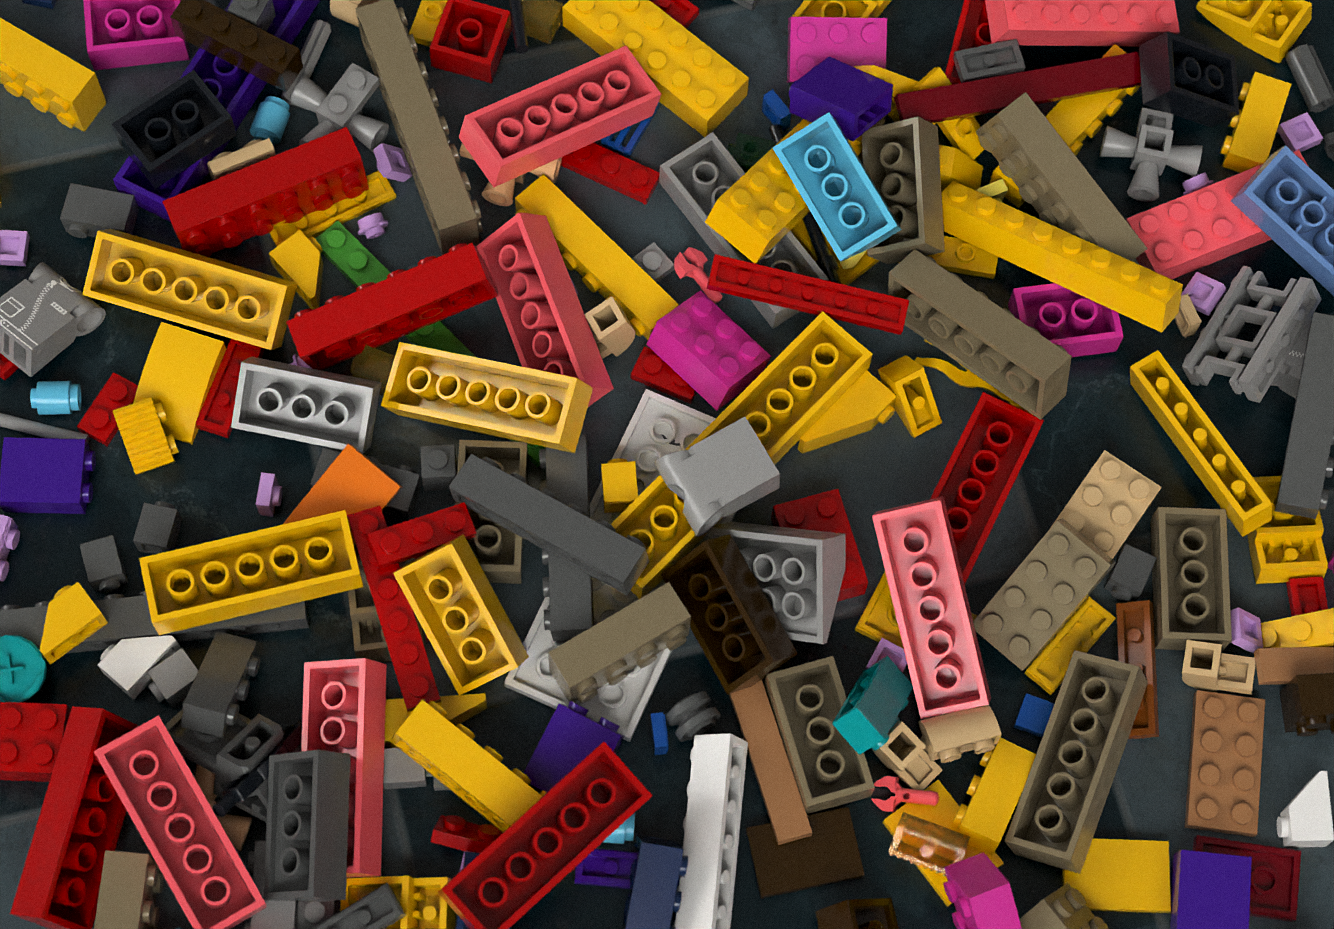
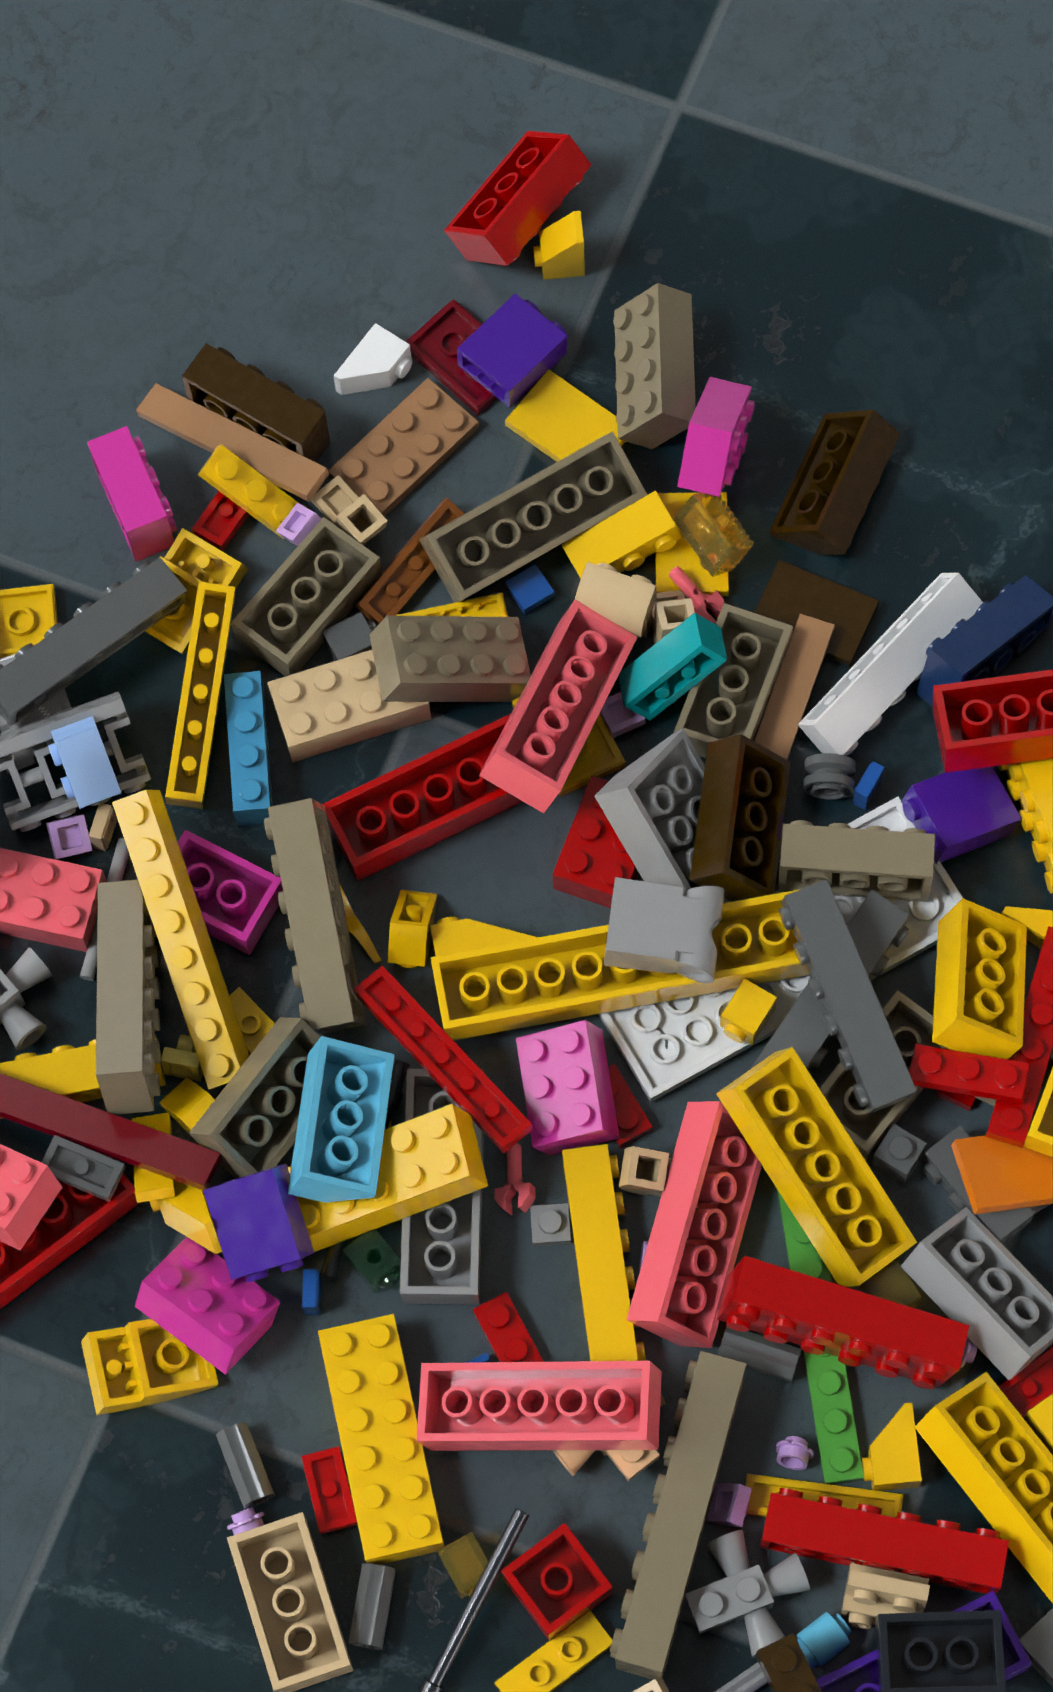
camera: 135 degrees left, 0 degrees up
(1134, 439) = (248, 747): none -> dark azure brick
(1233, 327) = (84, 761): none -> light blue brick

